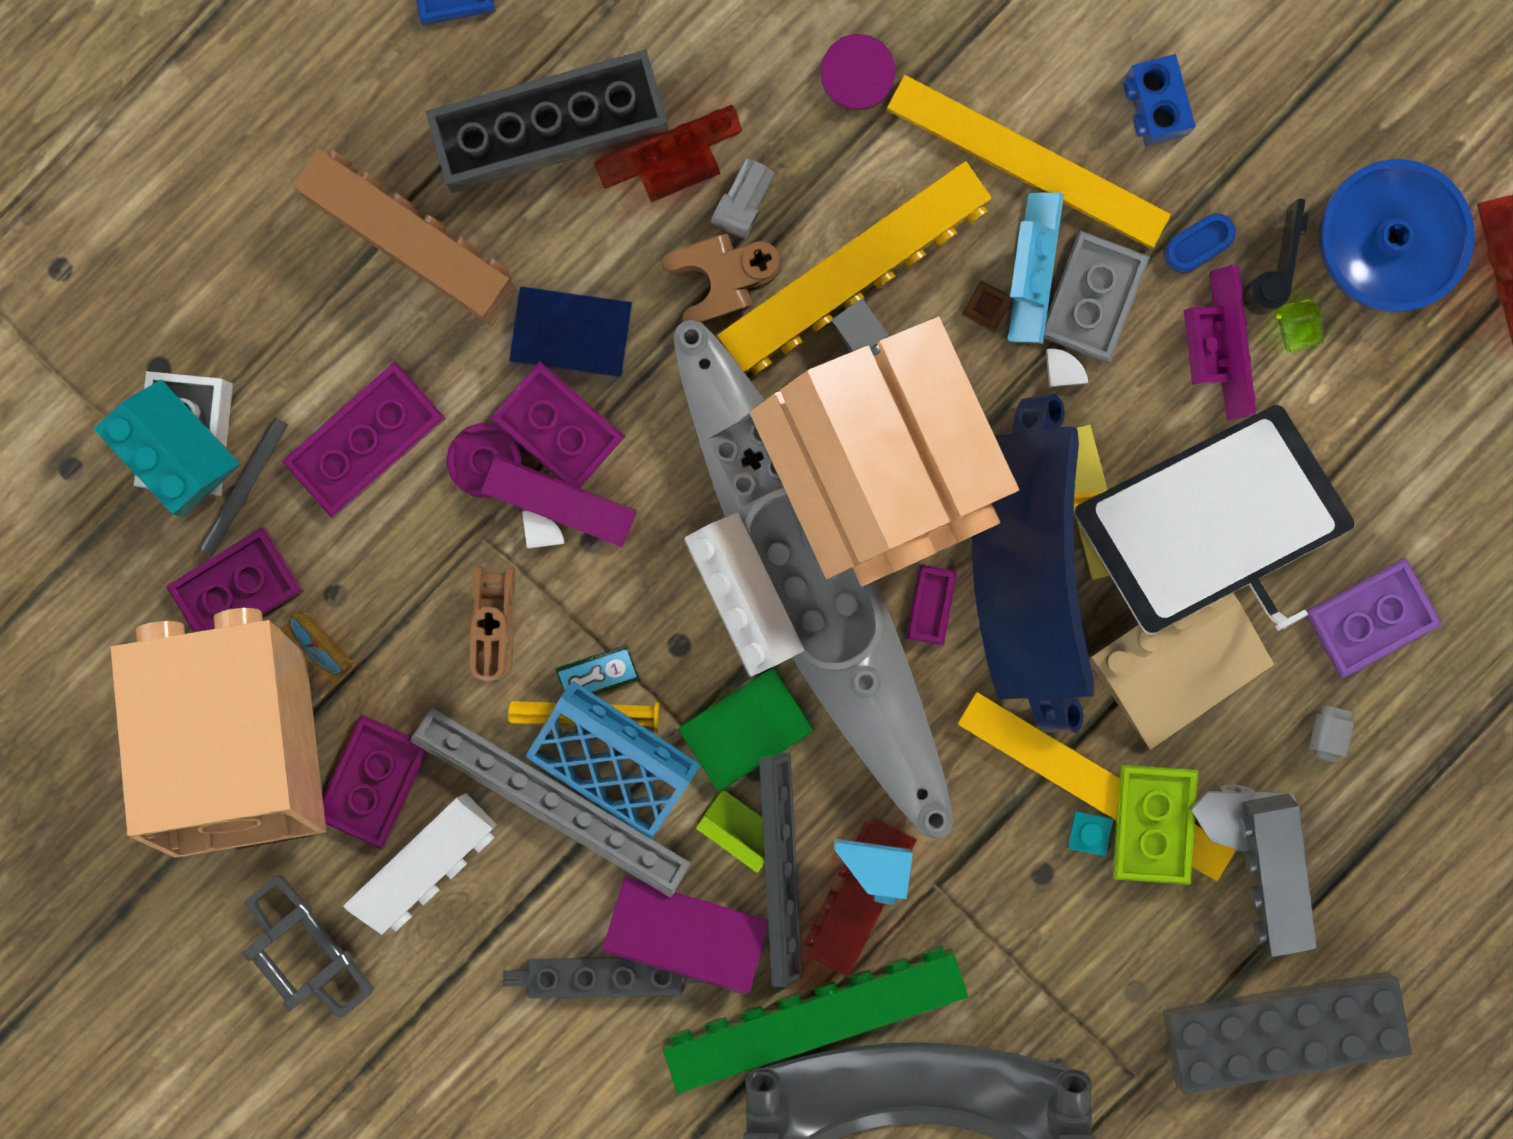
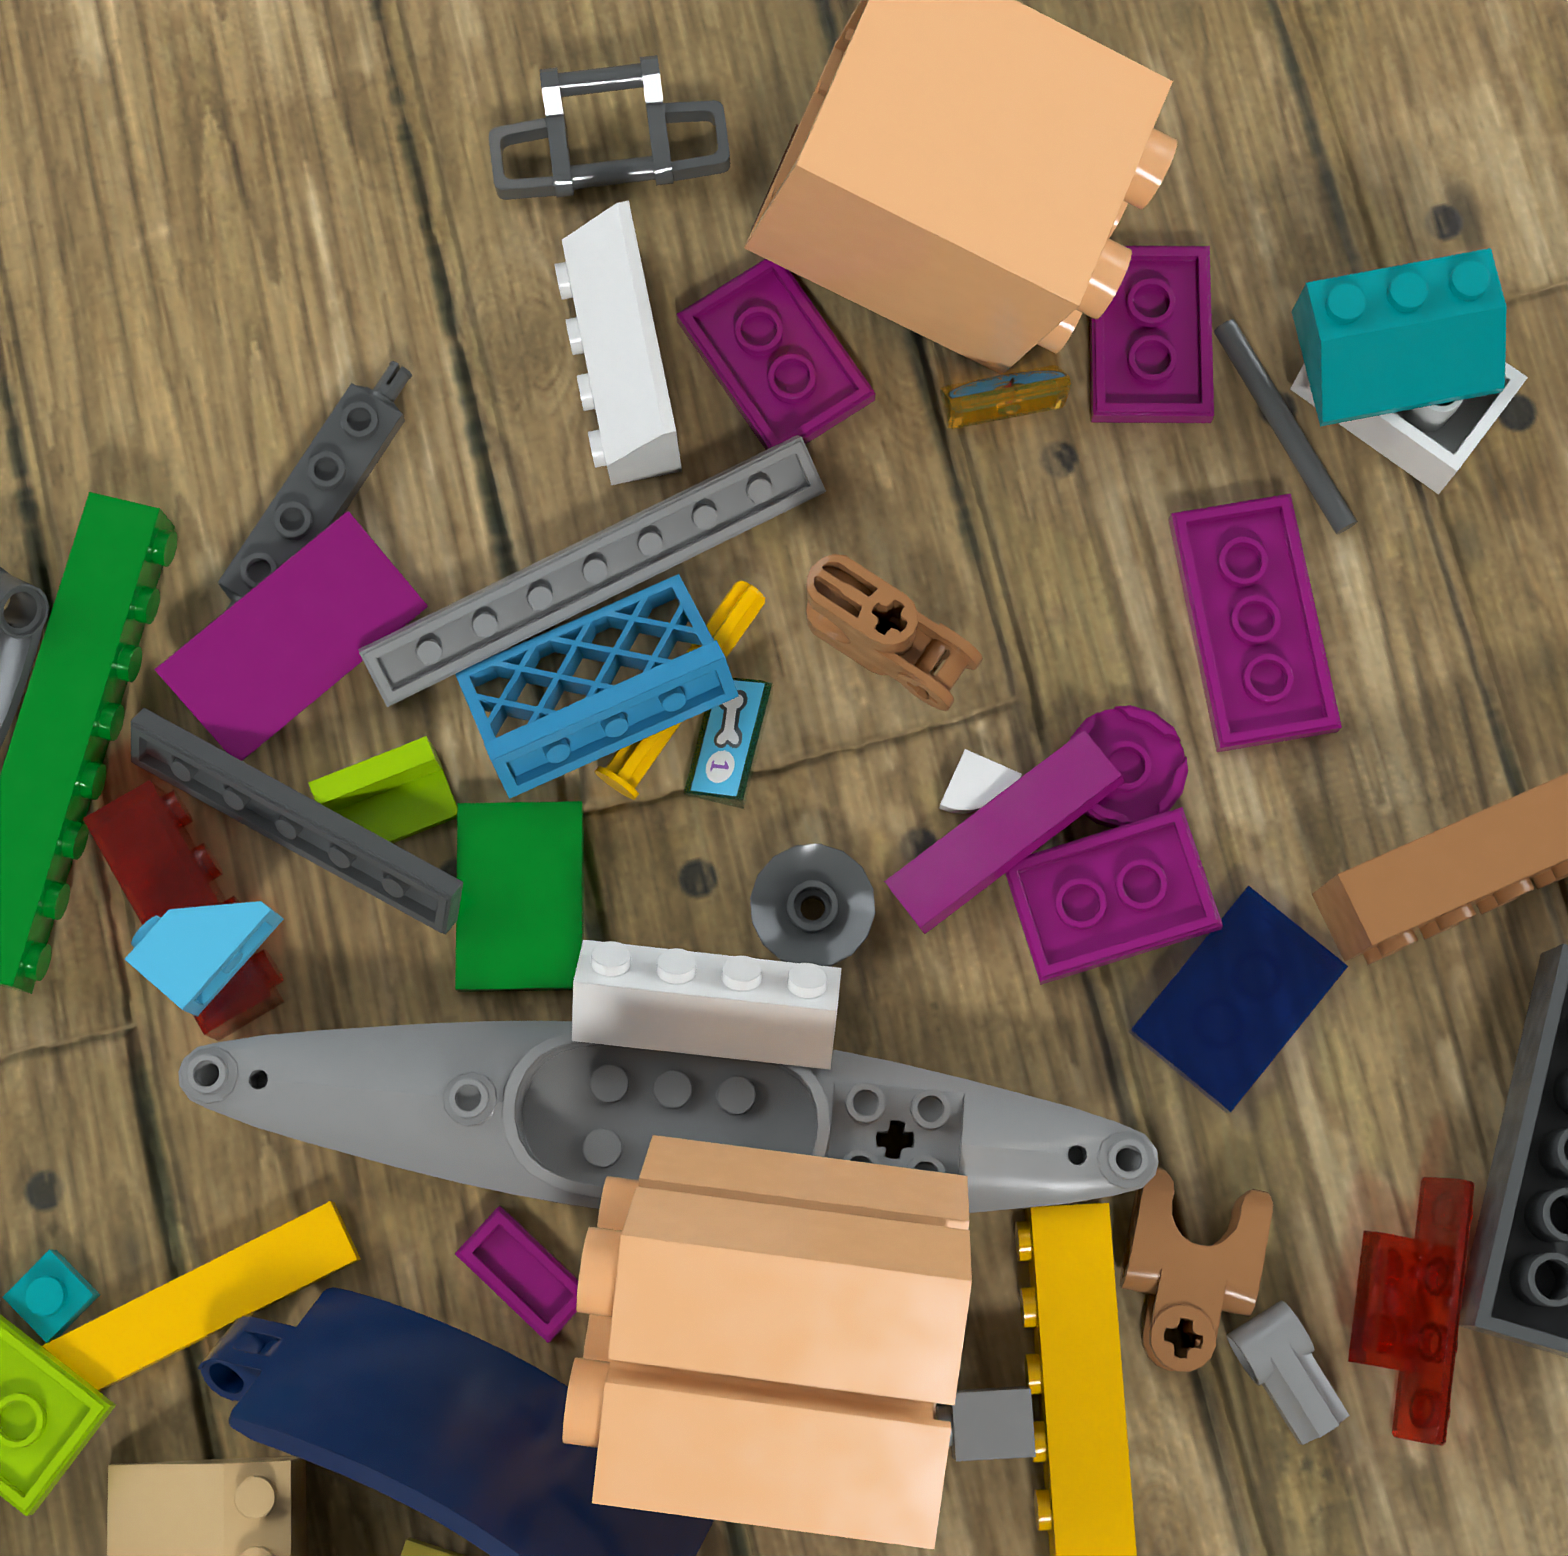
camera: 125 degrees right, 10 degrees down
(638, 570) = (818, 874): none -> dark grey dish

